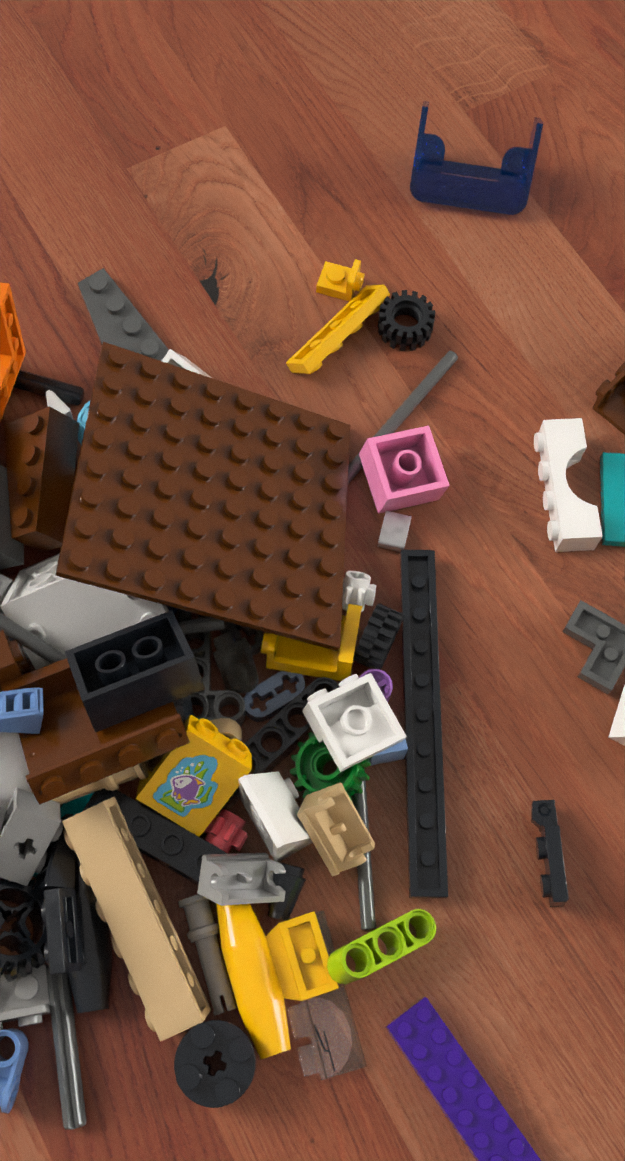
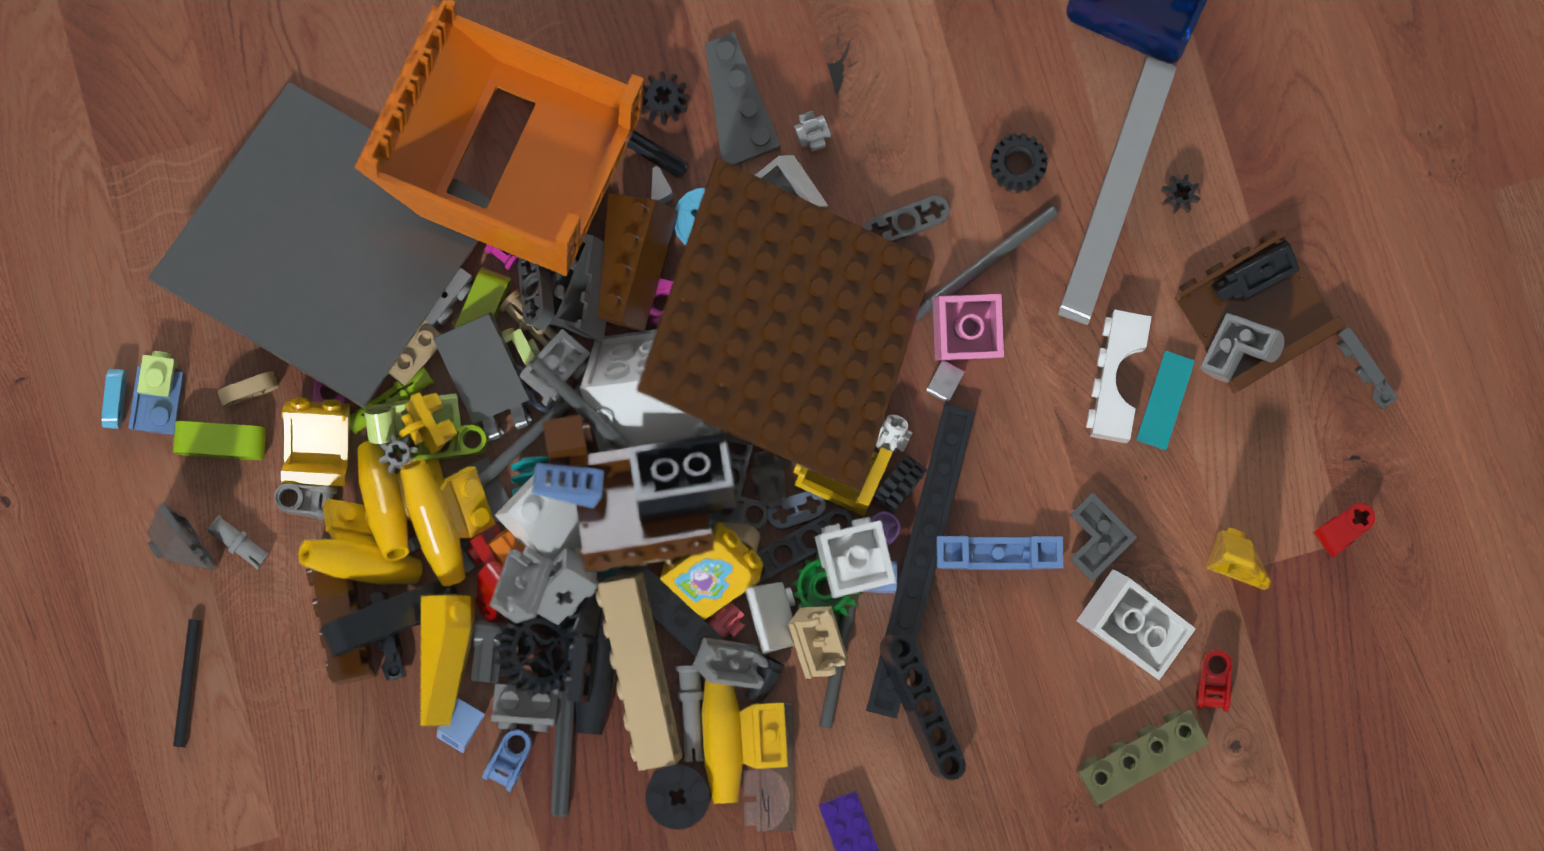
camera: 15 degrees right, 15 degrees up
(46, 335) = (675, 98): none -> black gear
(199, 332) = (812, 131): none -> light grey gear
(320, 382) = (924, 204): none -> dark grey beam
(340, 280) = (966, 100): yellow bracket -> none
(344, 323) = (949, 157): yellow plate -> none
(367, 953) = (844, 741): lime beam -> none
(491, 880) = (935, 714): none -> black beam
(504, 687) = (999, 553): none -> medium blue slope
(507, 329) = (1117, 190): none -> light grey beam
(549, 848) = (993, 702): black hinge -> none
(567, 313) = (1182, 185): none -> black gear

